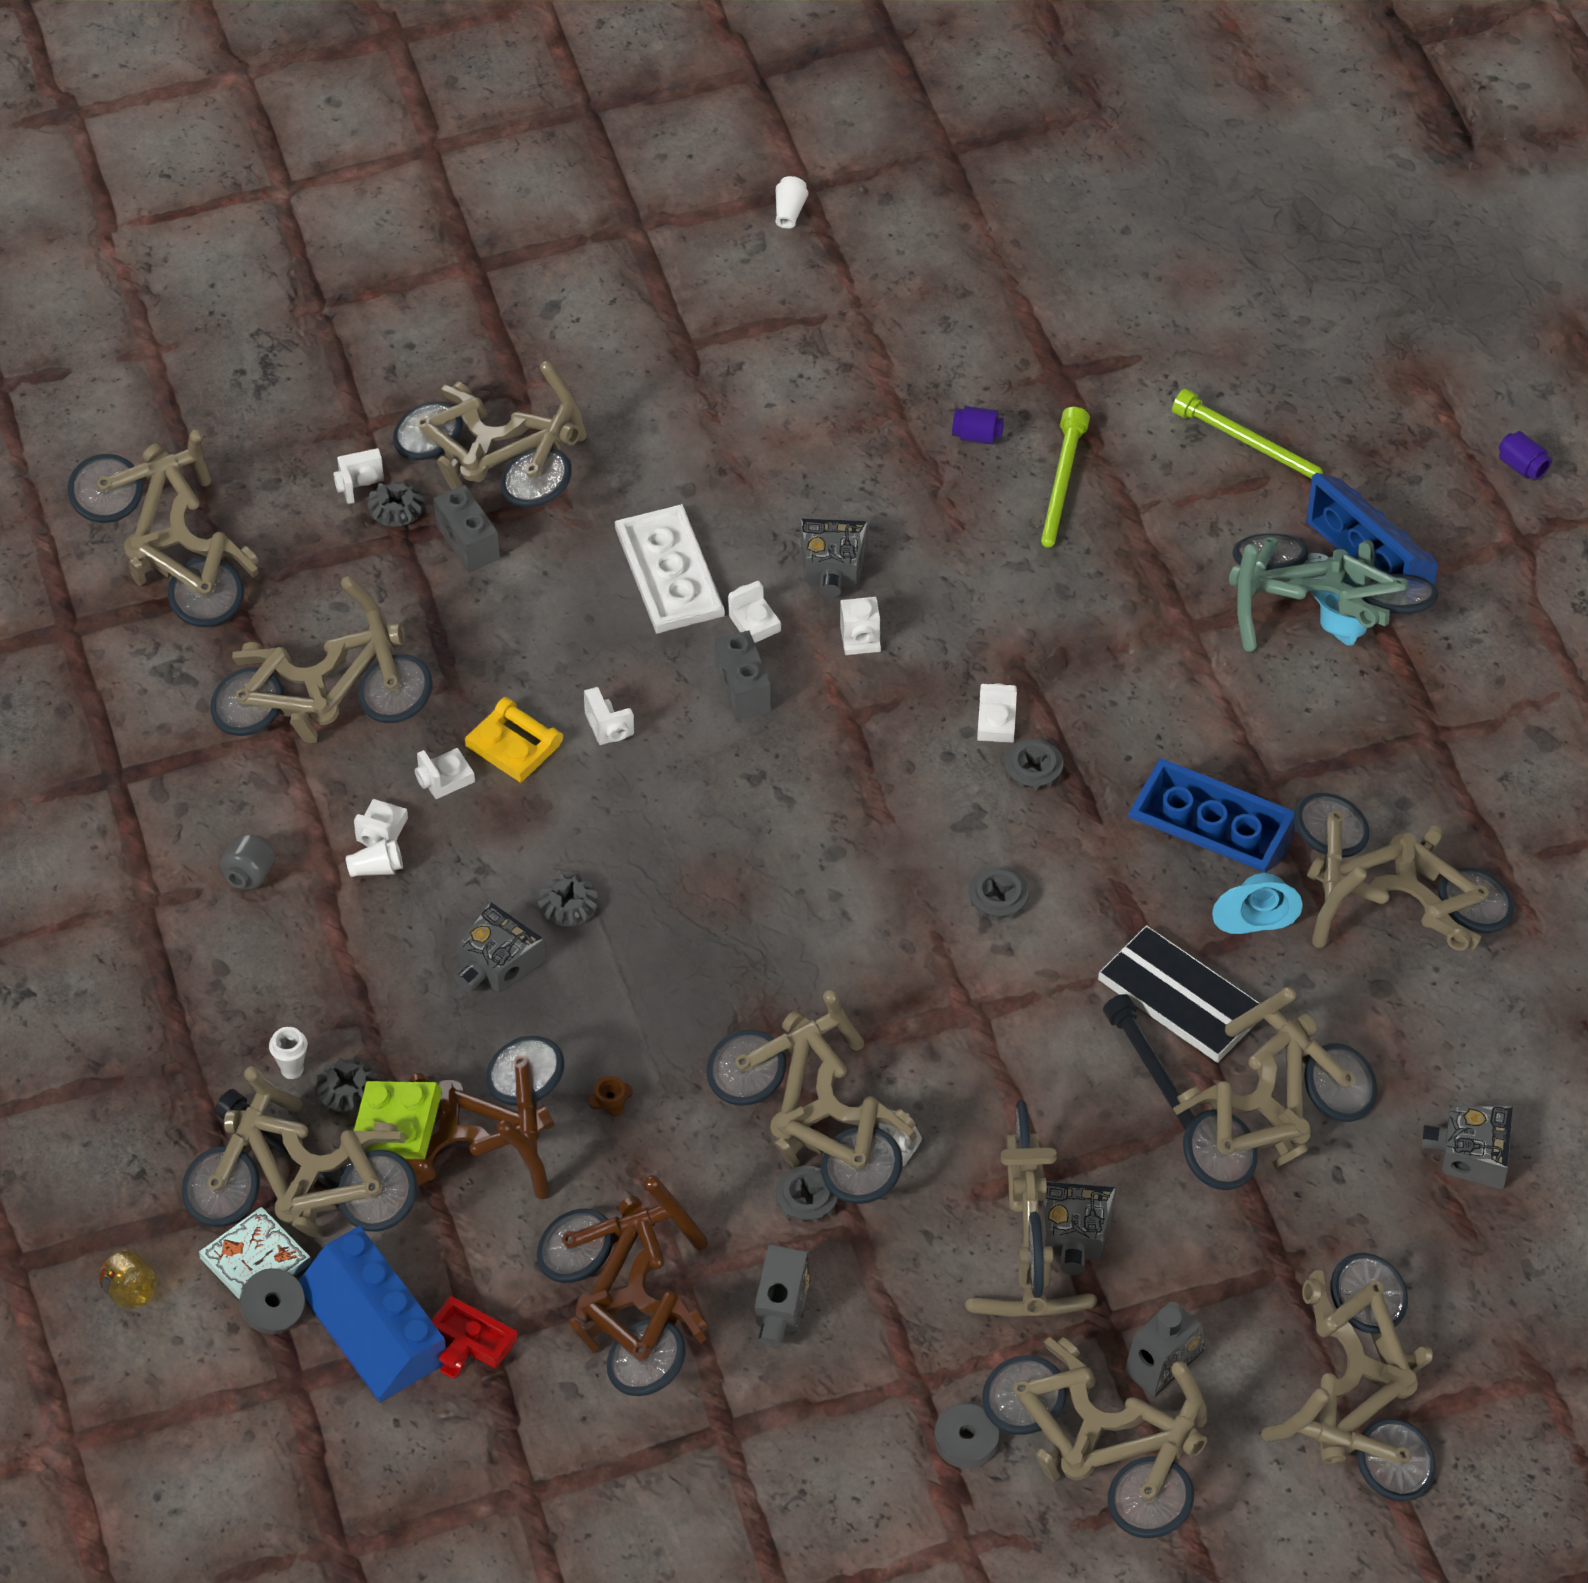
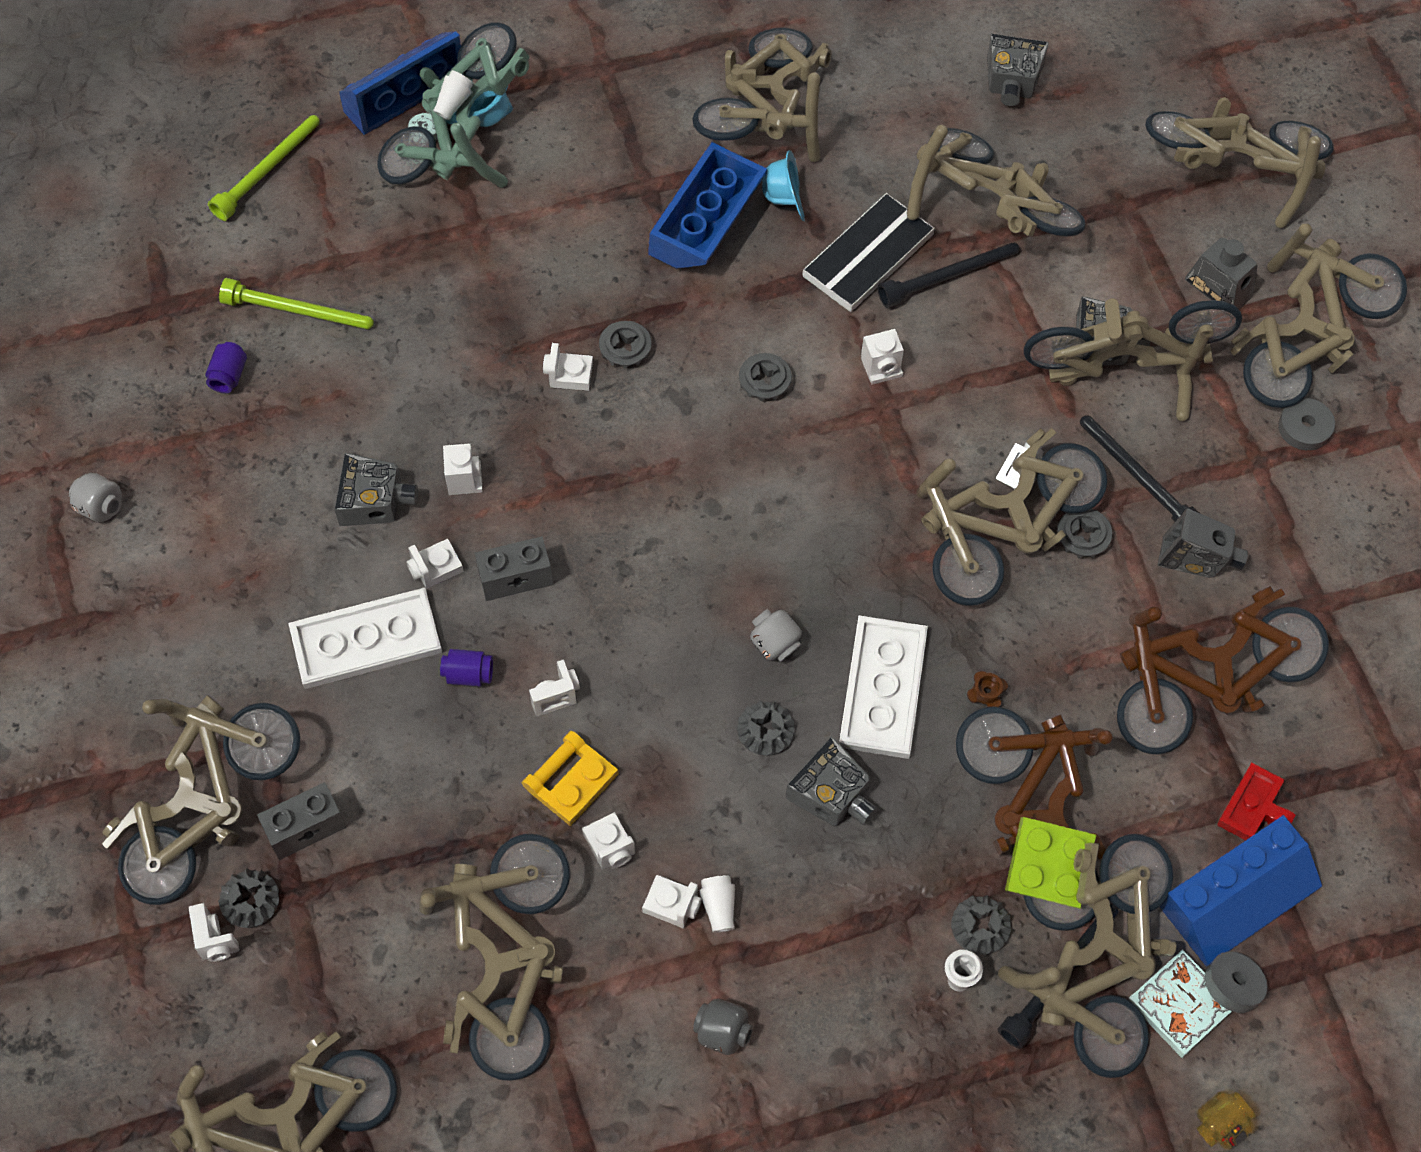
camera: 90 degrees left, 10 degrees up
(616, 1004) = (883, 687): none -> white tile
(630, 645) = (467, 667): none -> dark purple brick
(669, 900) = (775, 635): none -> light grey head
(817, 338) = (95, 497): none -> light grey head
(828, 1293) = (1134, 468): none -> black piece
(1027, 998) = (882, 356): none -> white brick
(1331, 565) = (453, 93): none -> white cone

